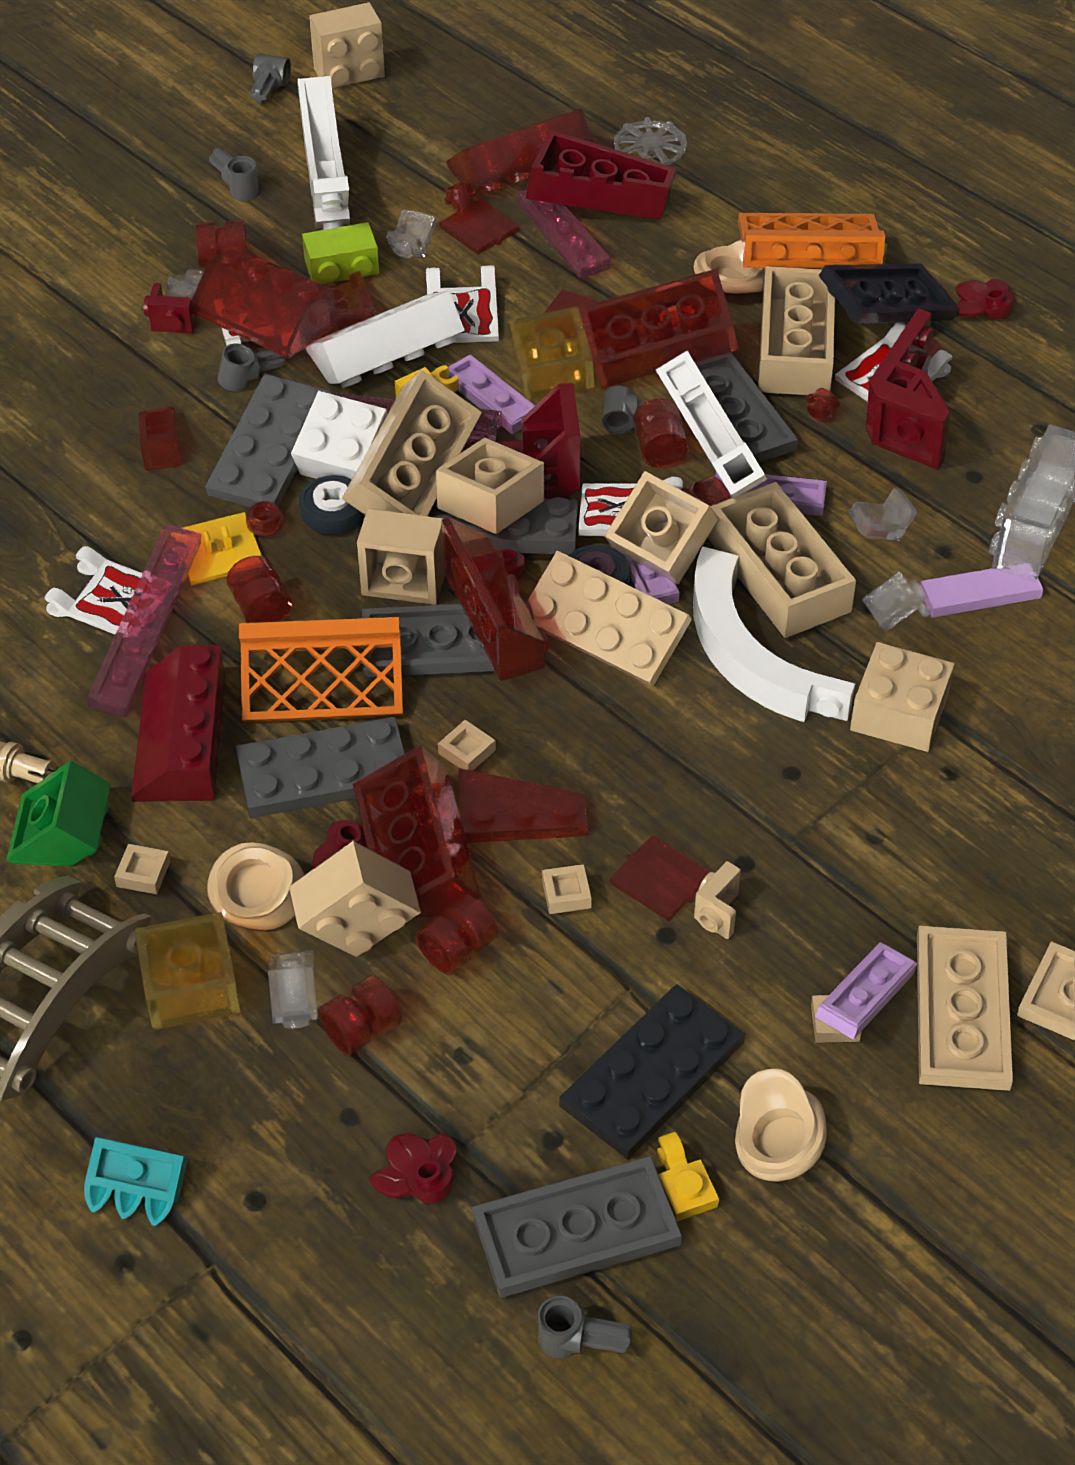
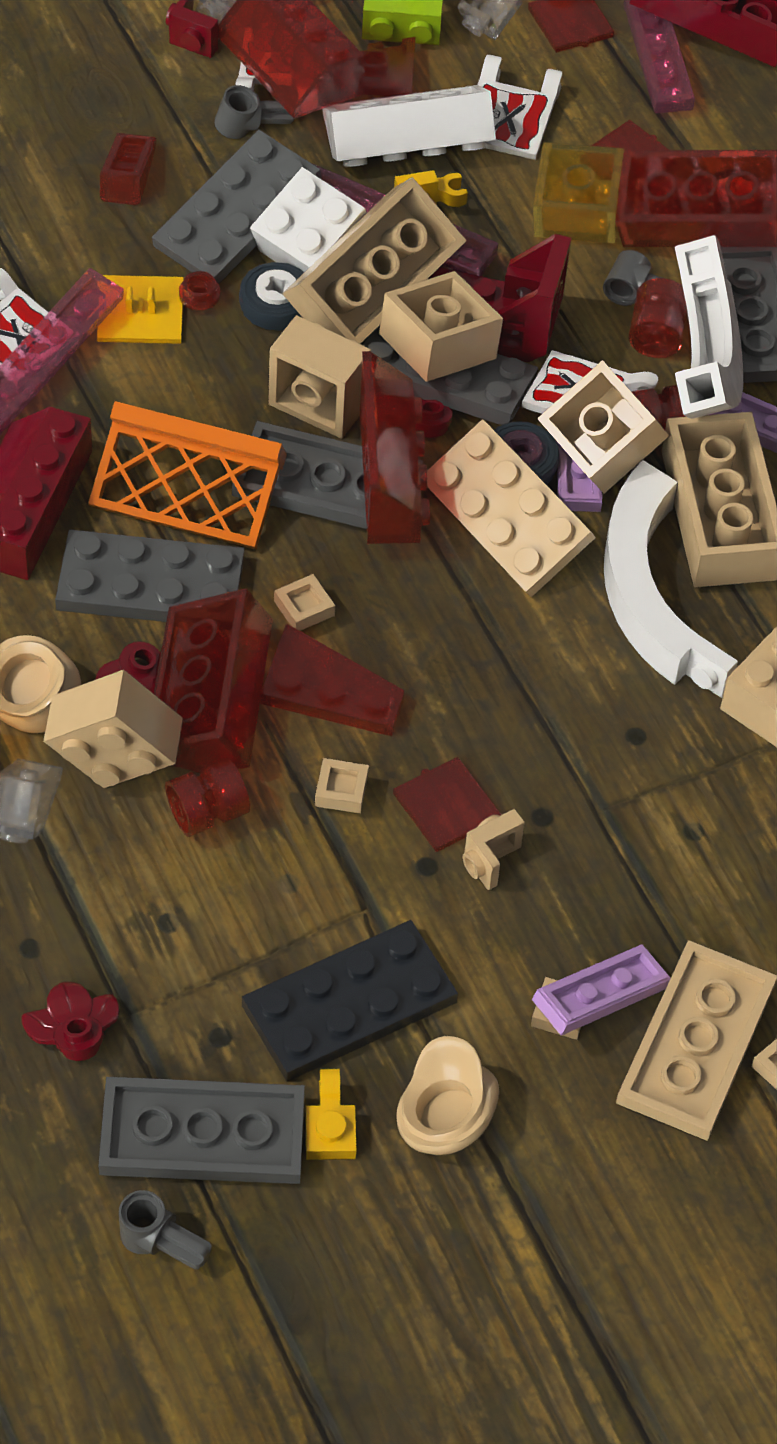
camera: 15 degrees right, 5 degrees up
(258, 590) = (158, 370): clear red wheel -> none
(364, 1012) = (60, 851): clear red wheel -> none
(490, 392) = (497, 214): lavender tile -> none

